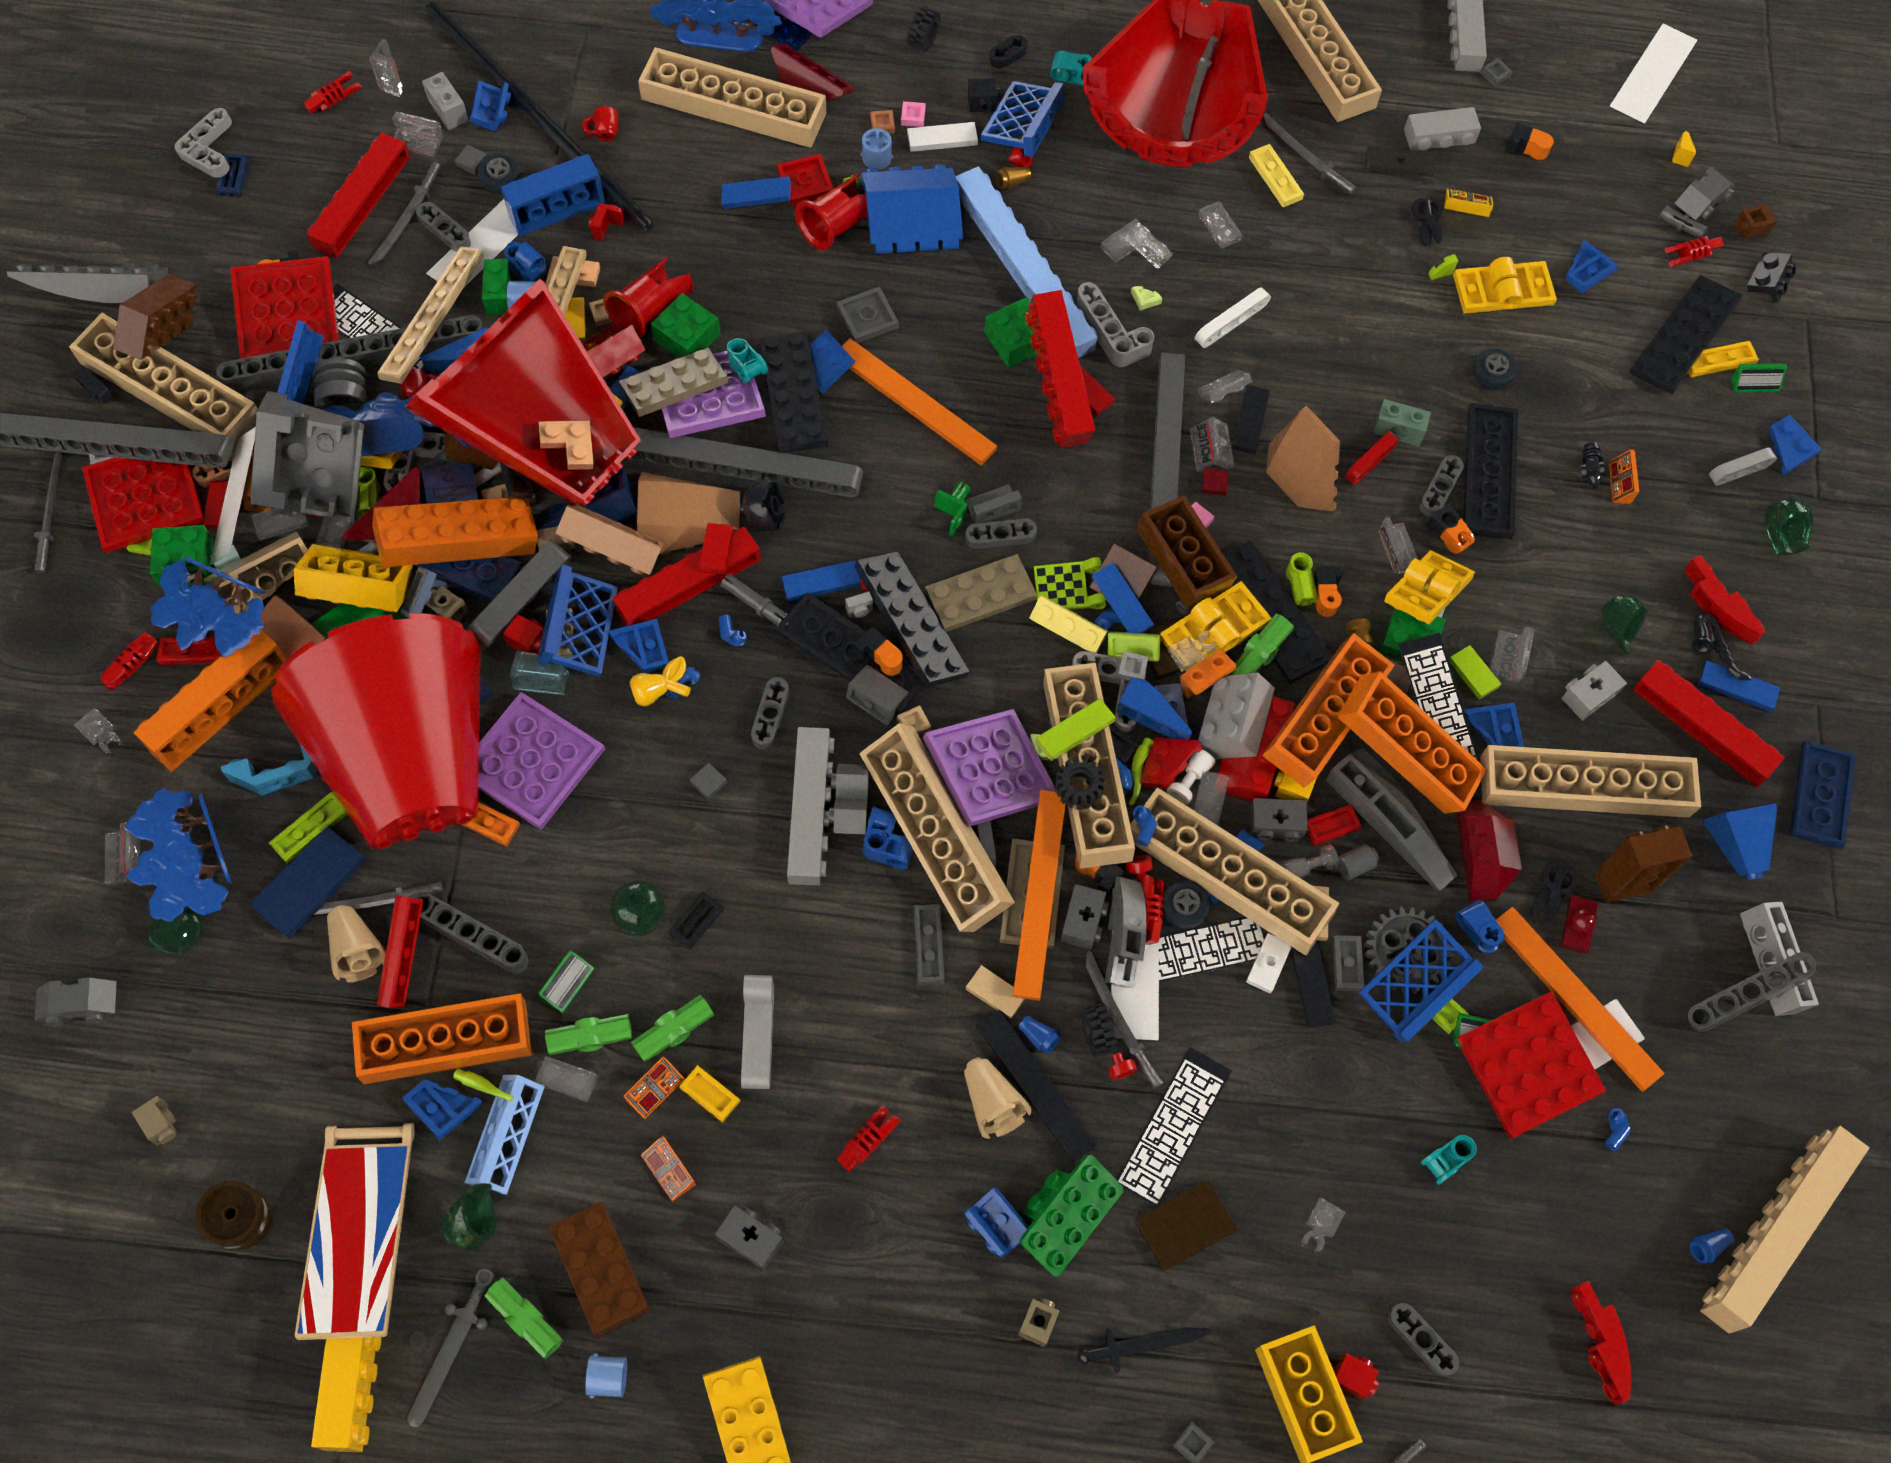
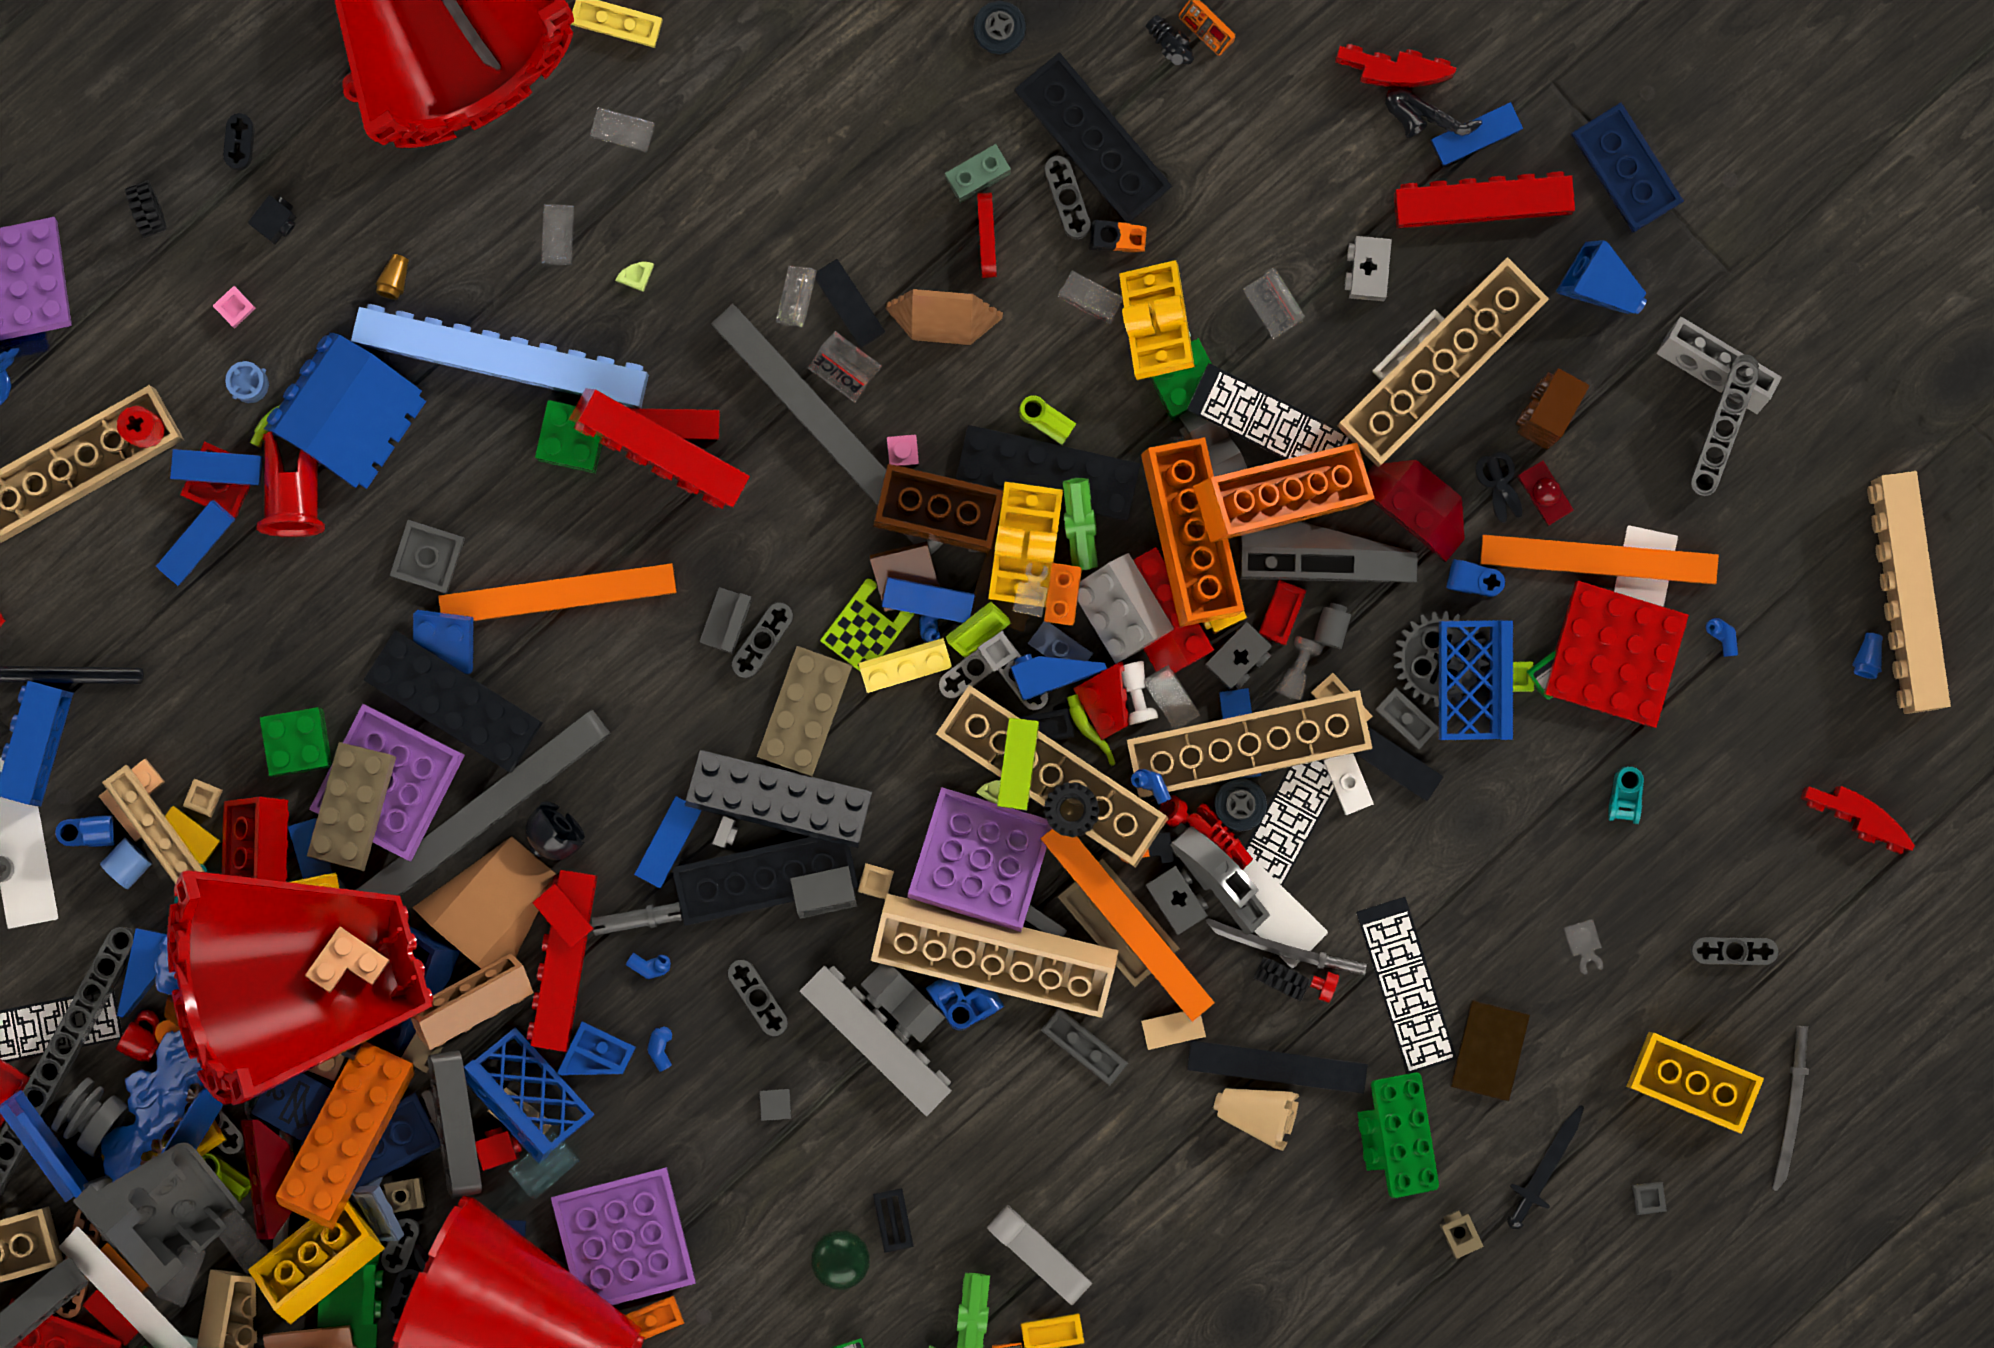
camera: 45 degrees left, 20 degrees up
(430, 315) = (76, 968): tan tile -> none
(495, 281) = (91, 879): green brick -> none
(603, 217) = (98, 721): red bracket -> none
(645, 297) = (233, 761): red piece -> none
(650, 687) = (645, 1083): yellow piece -> none
(745, 360) = (395, 724): teal piece -> none
(796, 97) = (151, 426): none -> red piece
(806, 74) = (105, 369): dark red wedge -> none
(810, 166) = (216, 467): none -> blue tile
(867, 1138) = (1202, 1240): red hinge -> none
(881, 651) = (804, 856): leg -> none
(883, 120) = (214, 343): nougat tile -> none
(942, 136) = (283, 300): white tile -> none
(953, 505) = (696, 656): green bracket -> none
(996, 1222) = (1358, 1198): blue bracket -> none
(1019, 159) = (378, 248): red tile -> none
(1039, 120) = (358, 196): blue fence -> none
(1040, 1035) = (1241, 1026): blue cone -> none
(1068, 67) = (314, 103): teal piece -> none
(1093, 303) = (637, 340): light grey beam -> none
(1125, 776) = (1084, 748): blue arm -> none
(1148, 245) = (600, 223): clear plate -> none
(1214, 481) = (881, 398): dark red tile -> none
(1232, 317) = (732, 218): white beam -> none
(1326, 584) = (1083, 413): leg -> none
(1356, 1376) = (1713, 1031): red brick -> none
(1362, 629) = (1141, 420): pearl gold wheel -> none
(1474, 672) = (1261, 351): lime tile -> none
(1496, 724) = (1327, 385): blue wing -> none
(1624, 619) = (1334, 177): clear green helmet -> none

